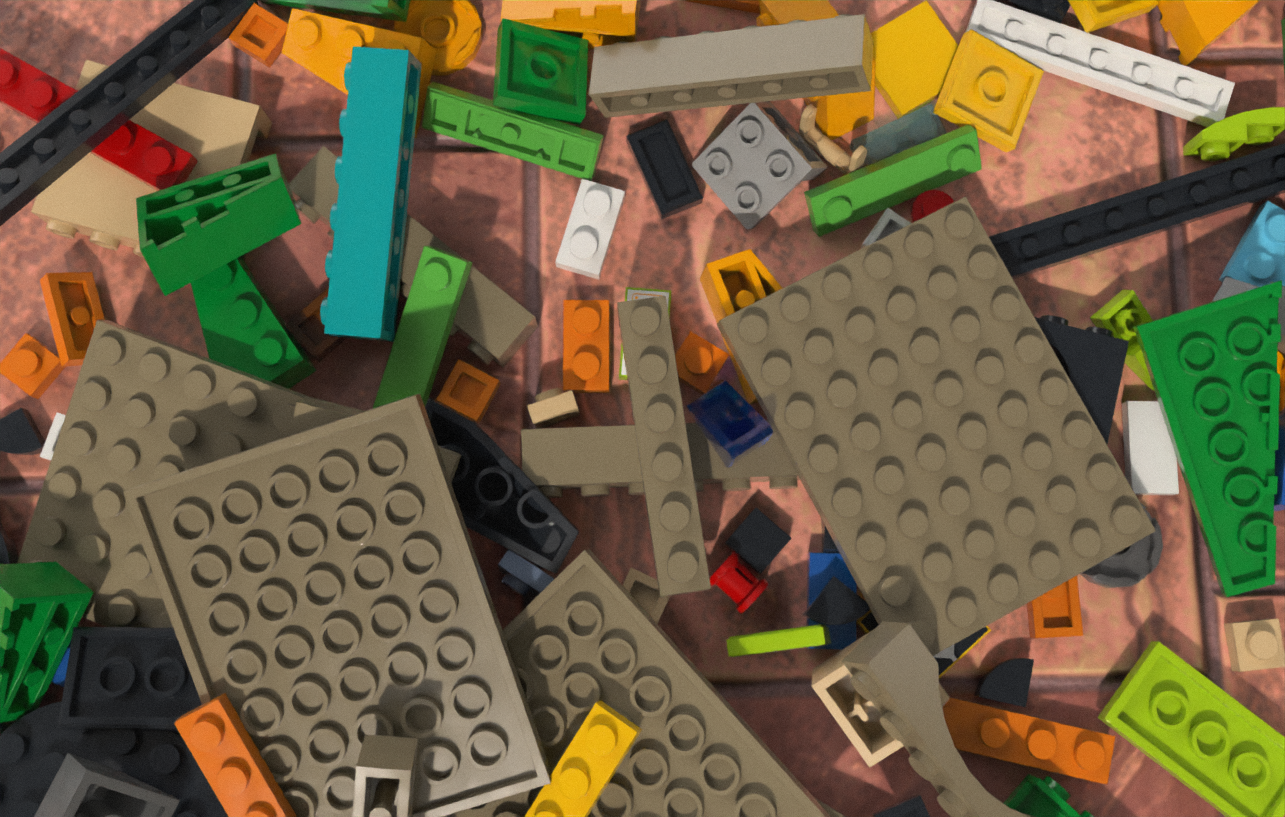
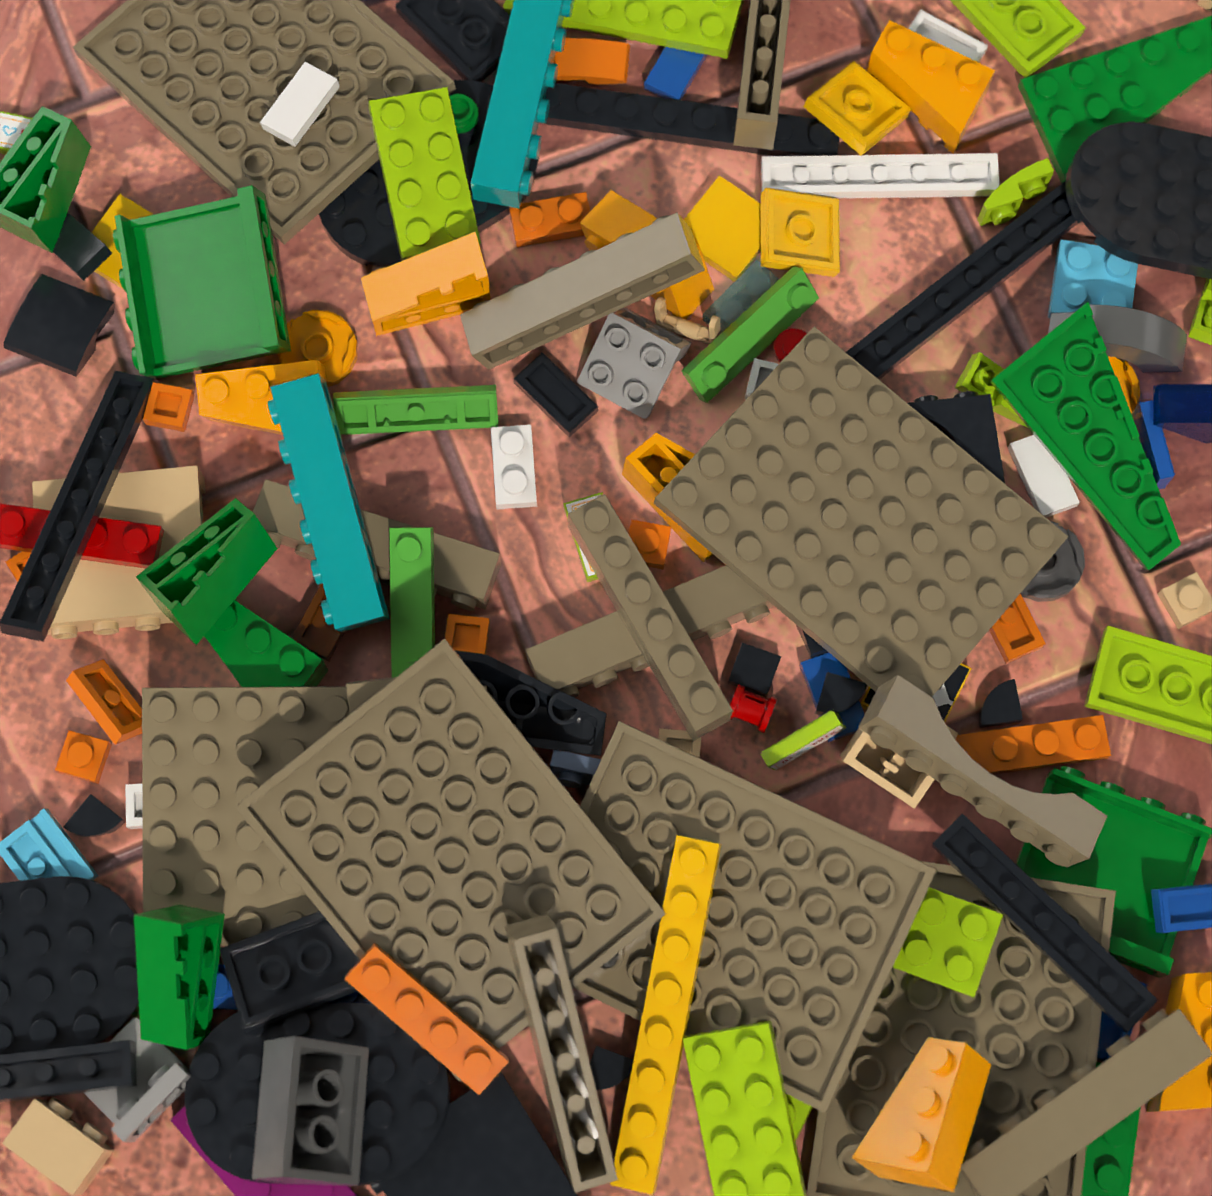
camera: 20 degrees left, 5 degrees down
(540, 72) = (422, 351): green plate -> none
(552, 408) = (543, 624): tan plate -> none
(586, 346) = (549, 565): orange plate -> none
(729, 423) = (695, 579): clear blue slope -> none

